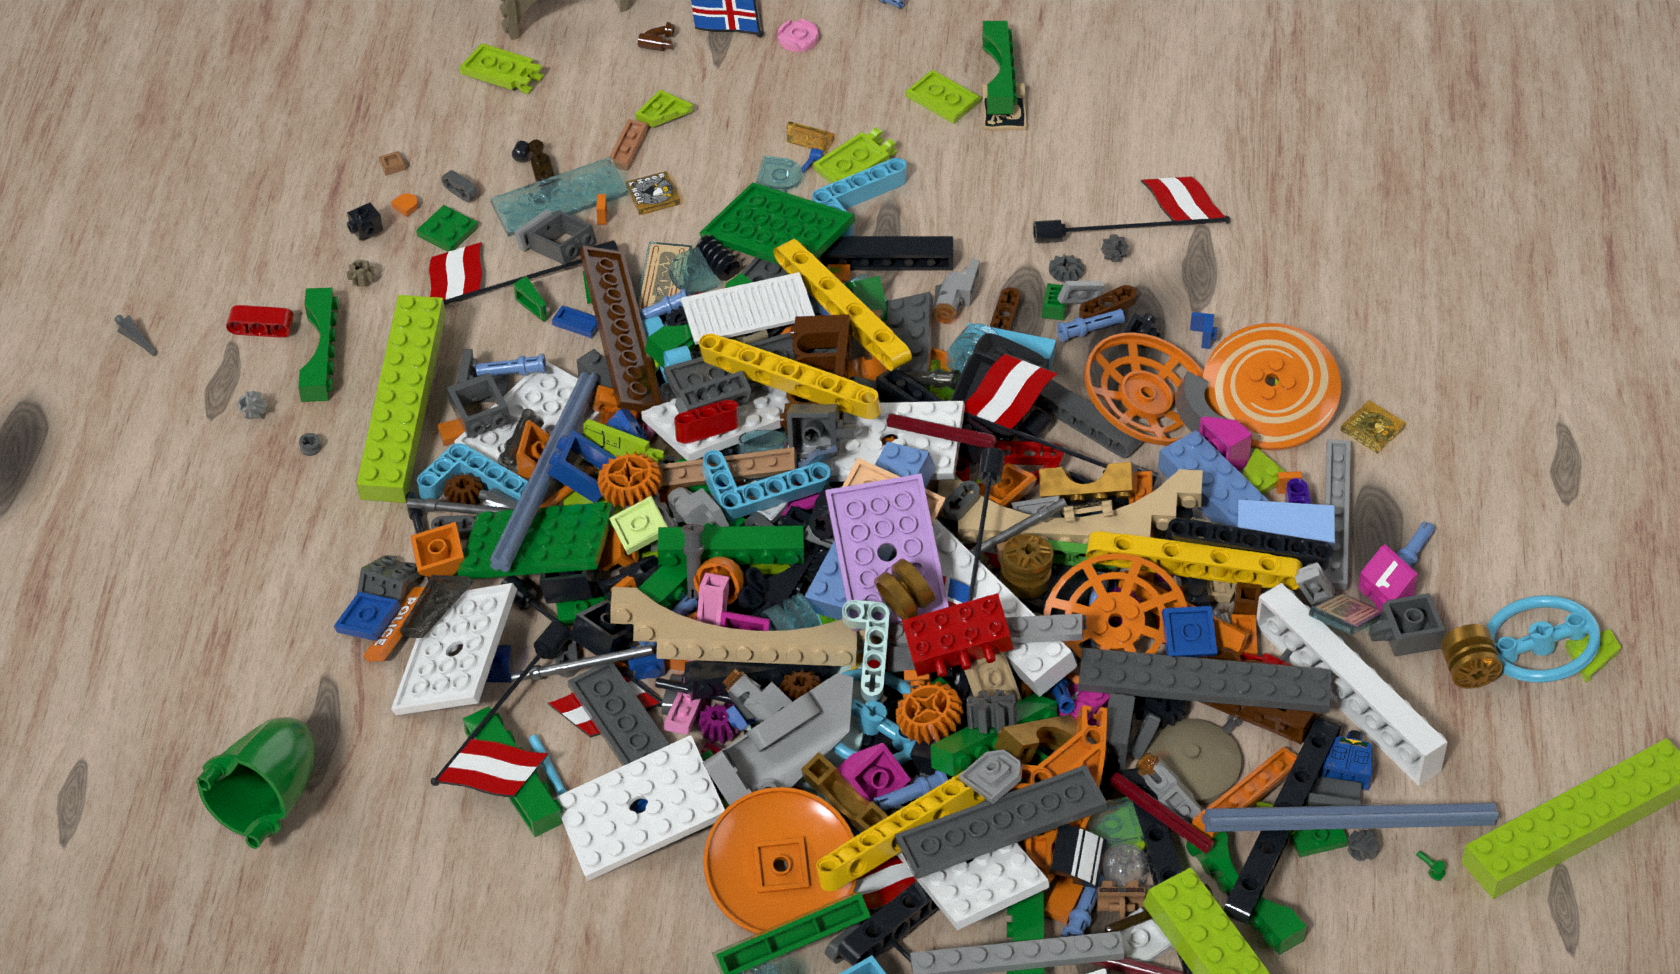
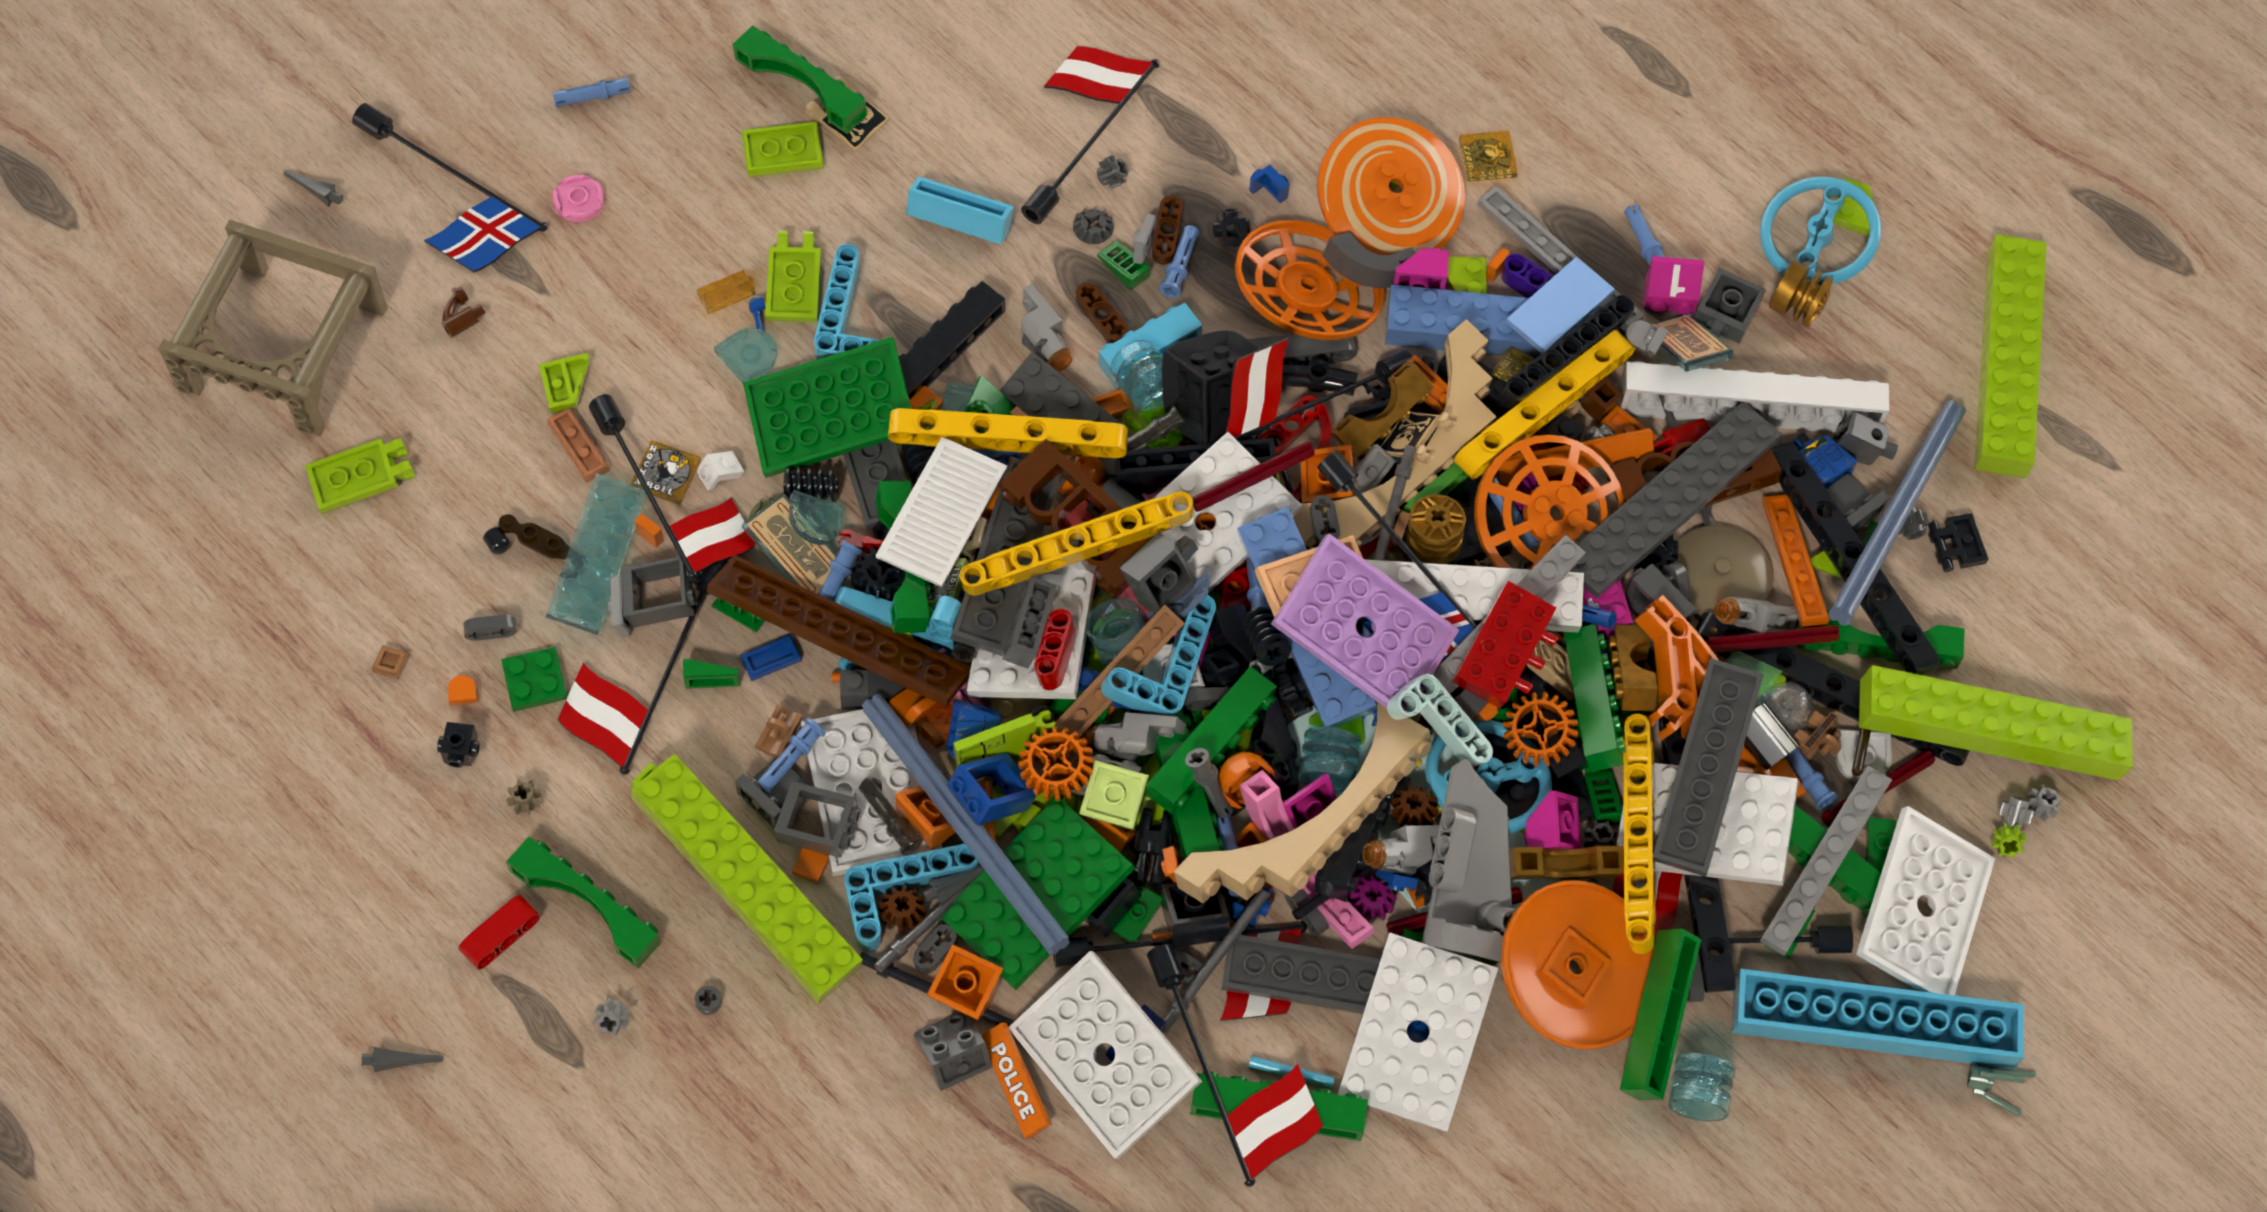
camera: 55 degrees left, 15 degrees up
(367, 616) = (984, 1101): blue plate -> none
(433, 603) = (1032, 1033): clear smoke wing -> none
(529, 349) = (778, 731): none -> medium nougat hips
(619, 229) = (698, 538): none -> flag
(682, 211) = (719, 467): none -> white bracket
(904, 589) = (1430, 647): pearl gold wheel -> none
(913, 791) = (1591, 796): medium blue pin -> none
(991, 711) = (1585, 682): dark grey gear -> none
(993, 195) = (959, 210): none -> medium azure brick
(993, 774) = (1660, 734): light grey piece -> none
(1084, 442) = (1332, 378): none -> black piece
(1189, 631) = (1618, 469): blue plate -> none
(1387, 891) = (1965, 540): none -> black plate
(1394, 769) = (1864, 439): none -> dark grey torso
(1437, 868) = (1972, 490): green hand -> none

